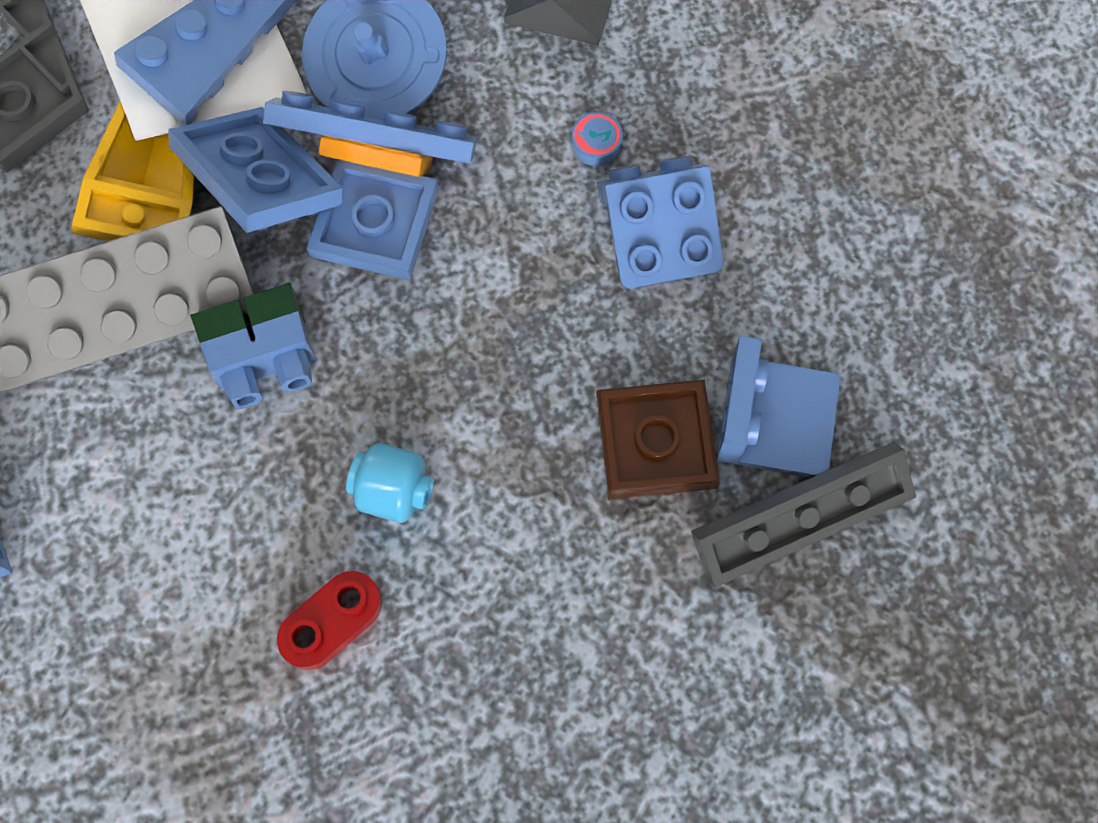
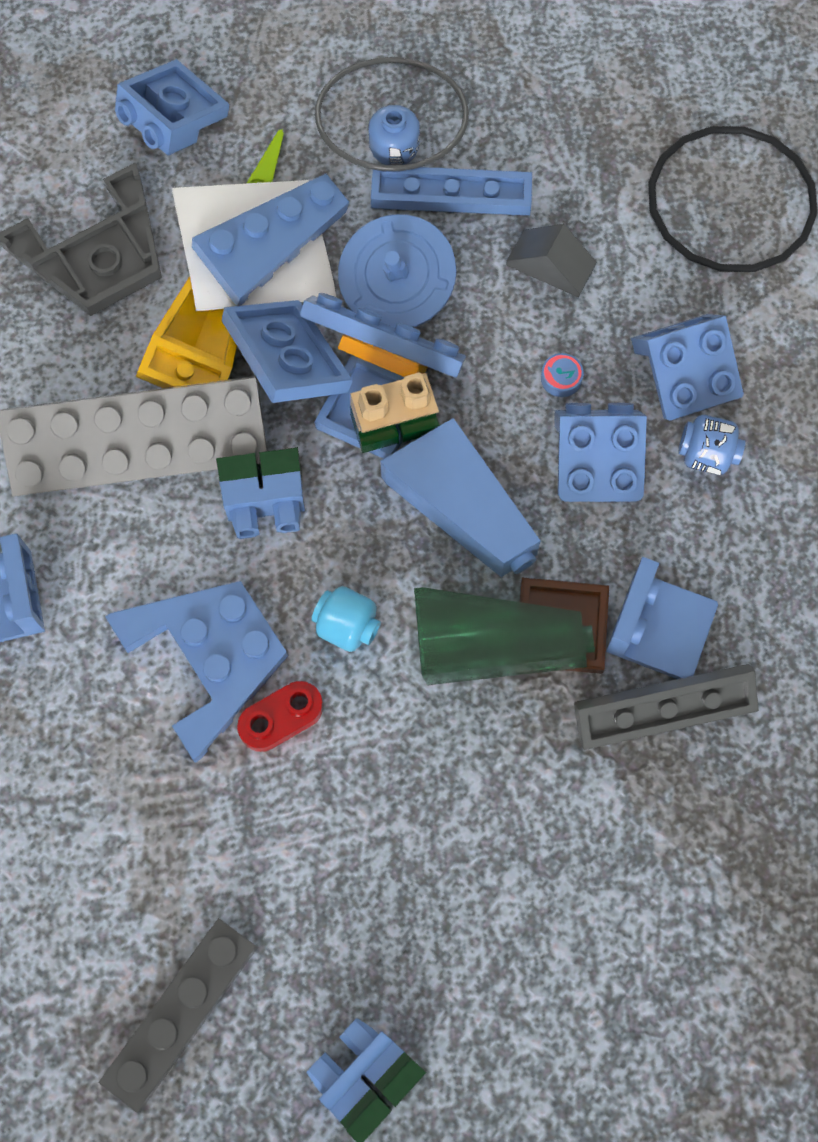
camera: 10 degrees right, 0 degrees up
(241, 542) = (223, 642): none -> medium blue wing
(409, 202) = (400, 402): none -> tan hips
(505, 305) = (461, 495): none -> medium blue slope
(578, 470) = (494, 638): none -> clear green slope
(749, 98) = (692, 365): none -> medium blue bracket
(792, 187) = (711, 445): none -> medium blue head

